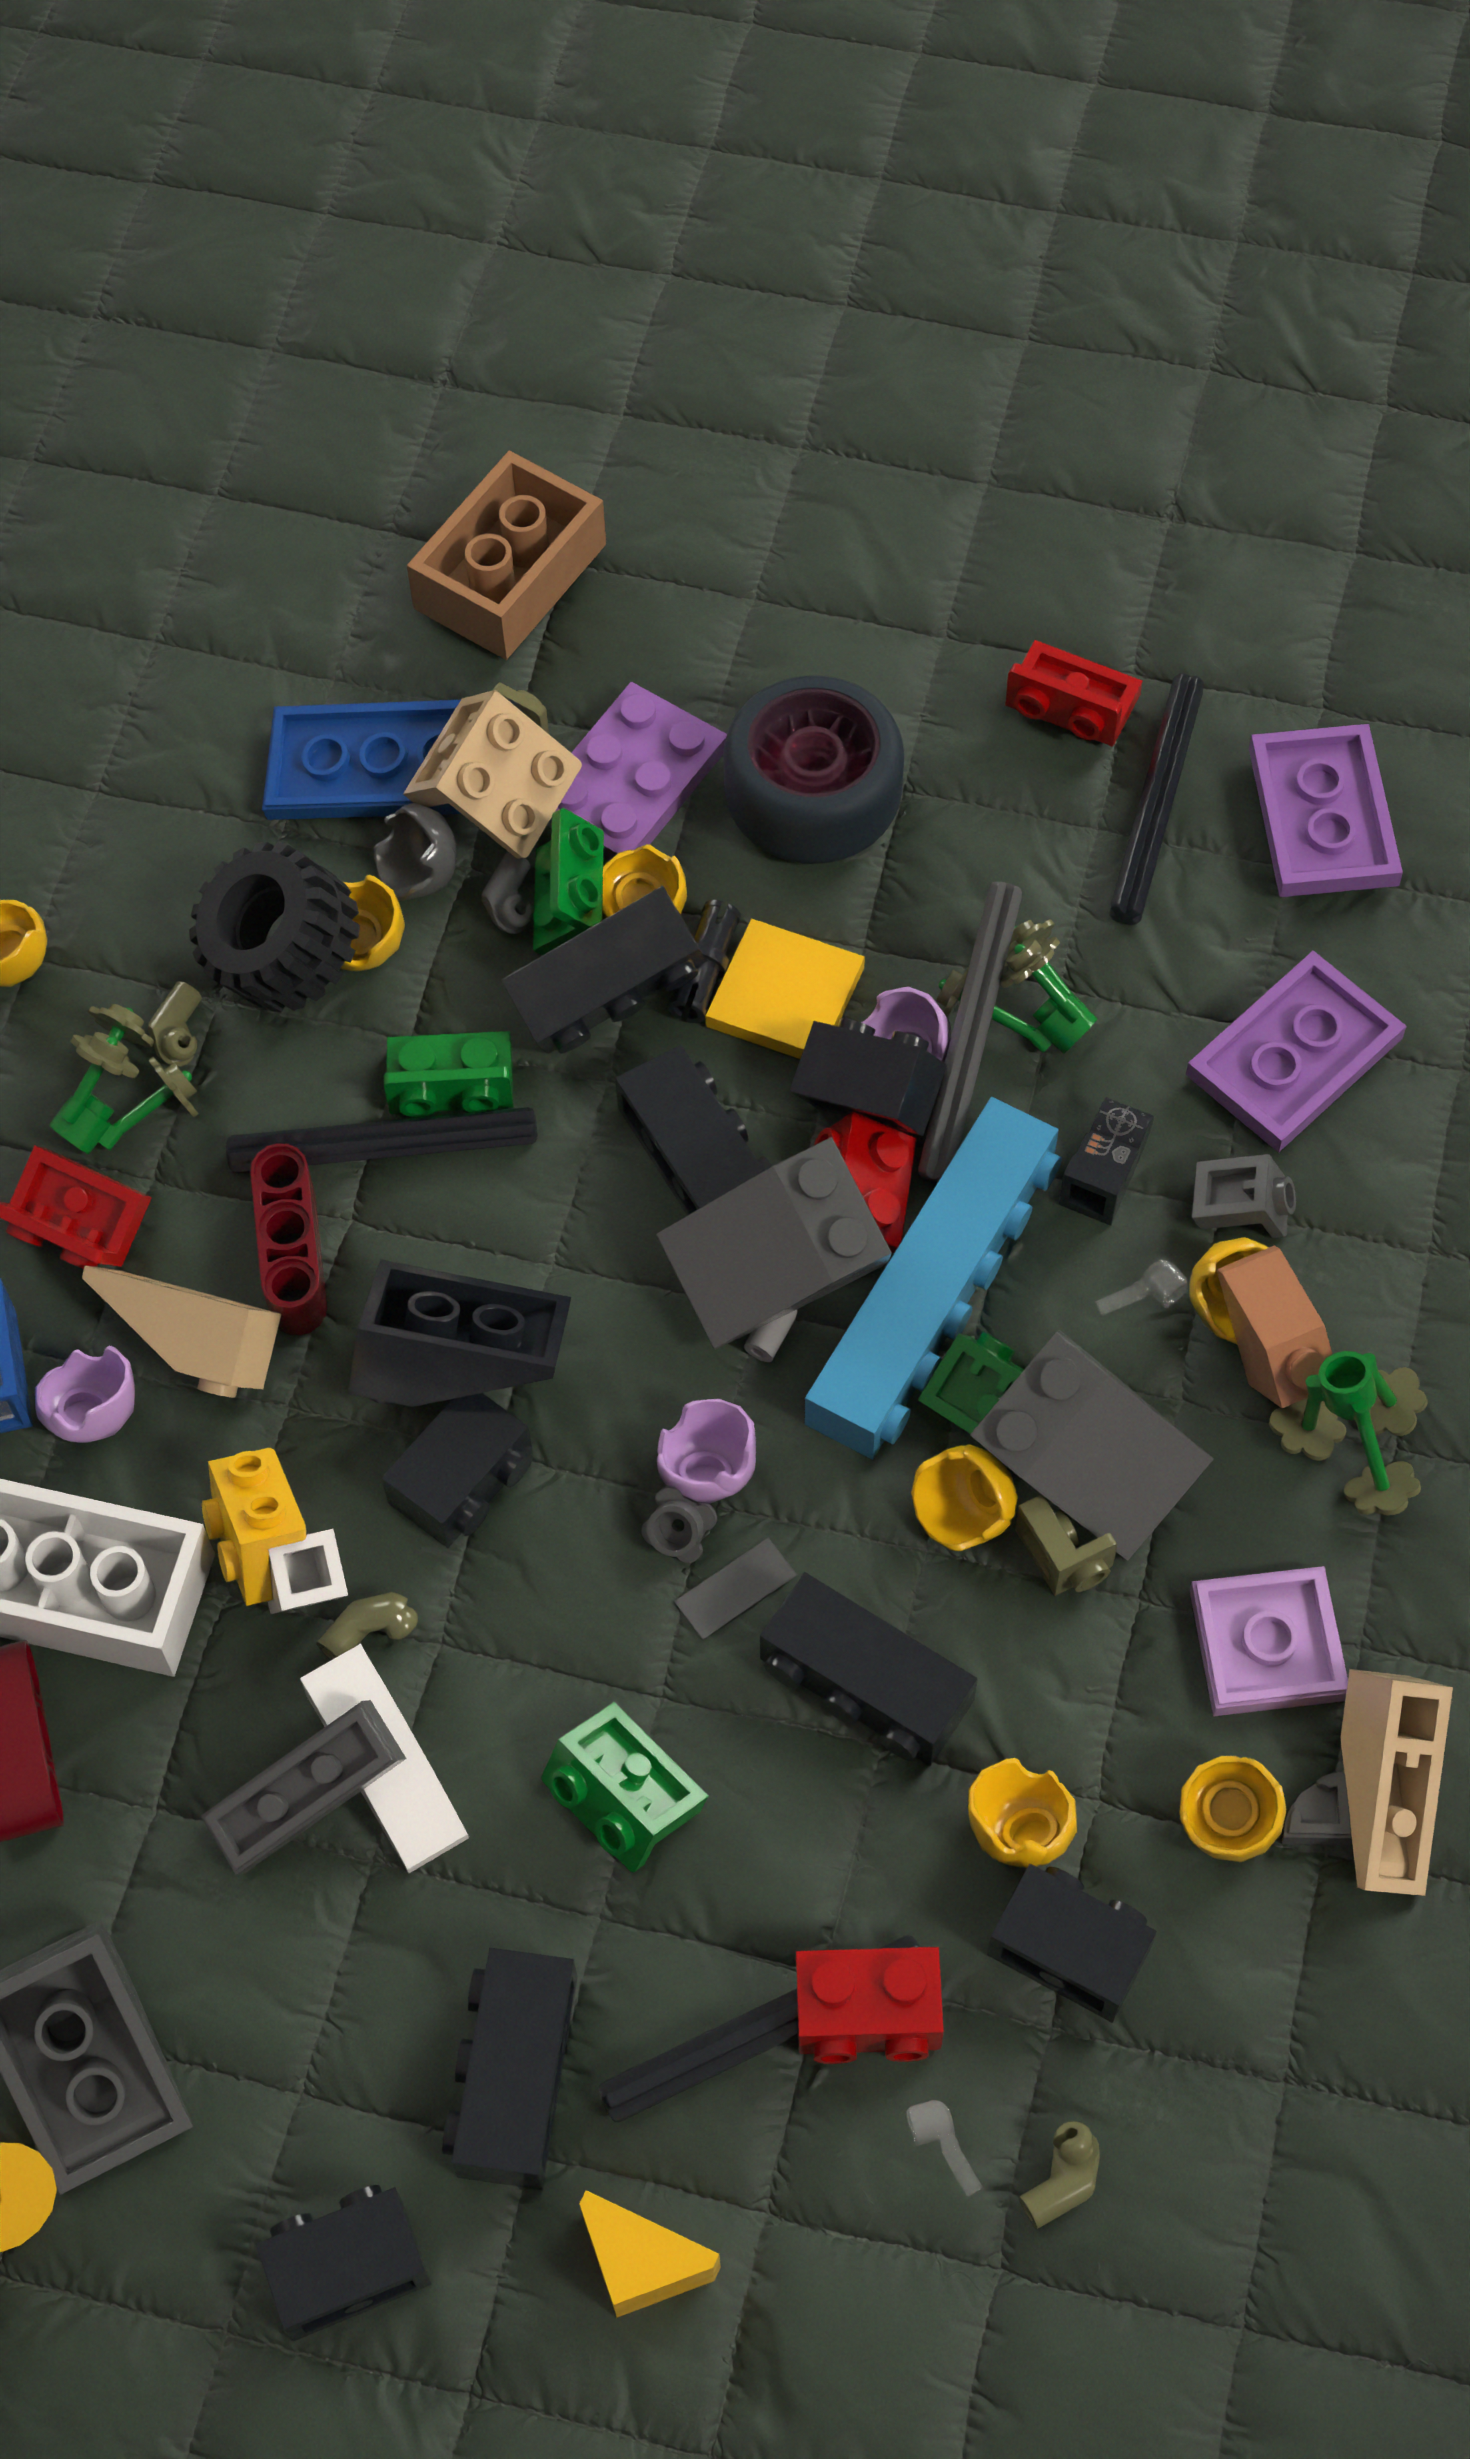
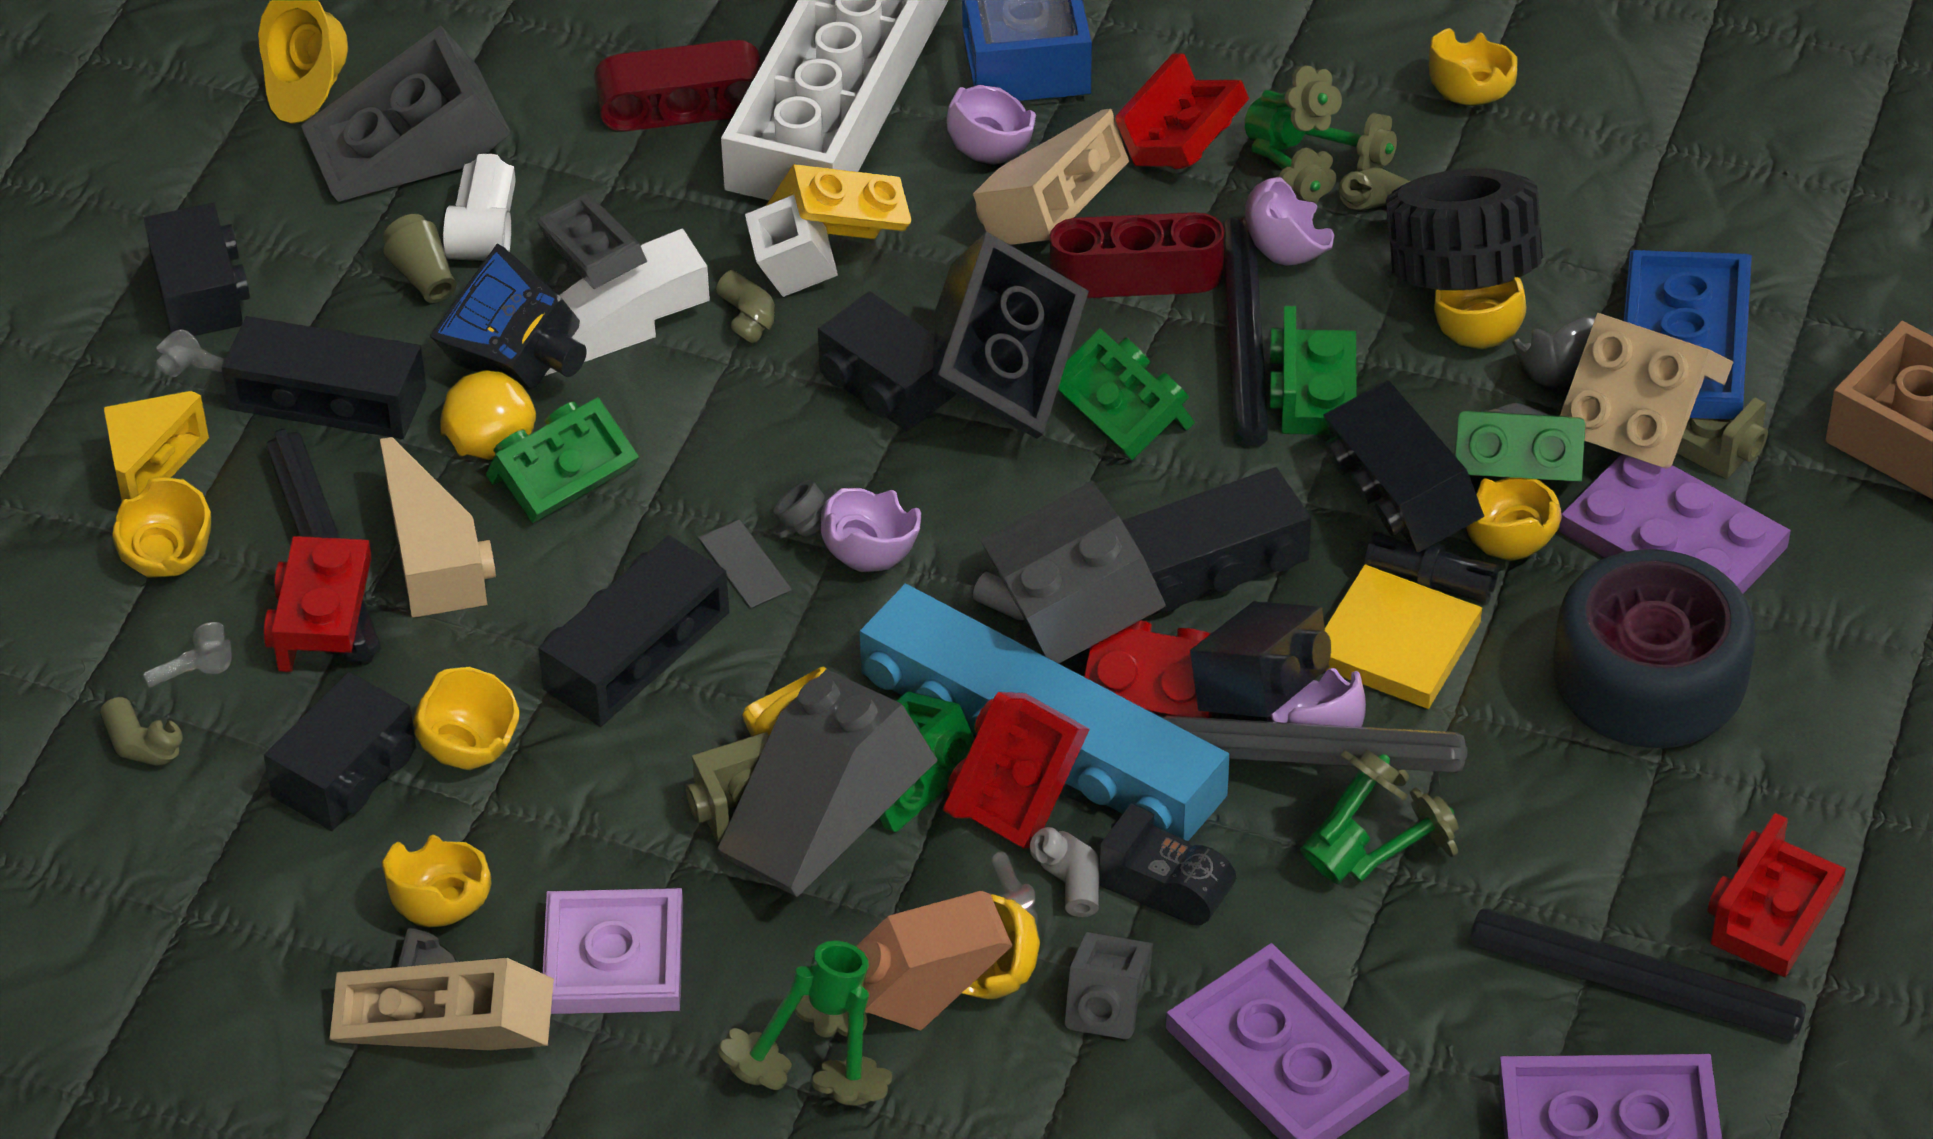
camera: 95 degrees right, 15 degrees down
(250, 1936) = (480, 210): none -> white piece
(252, 1103) = (1284, 225): none -> lavender hair
(307, 1995) = (418, 254): none -> olive cone
(443, 1854) = (510, 324): none -> torso
(470, 2259) = (183, 349): none -> clear hand
(498, 1236) = (1119, 395): none -> green bracket
(555, 1880) = (484, 412): none -> yellow hair
(758, 1900) = (435, 539): none -> tan slope
(779, 2203) = (163, 528): none -> yellow hair
(1028, 1274) = (1015, 766): none -> red bracket
(1107, 1236) = (1073, 864): none -> light grey arm

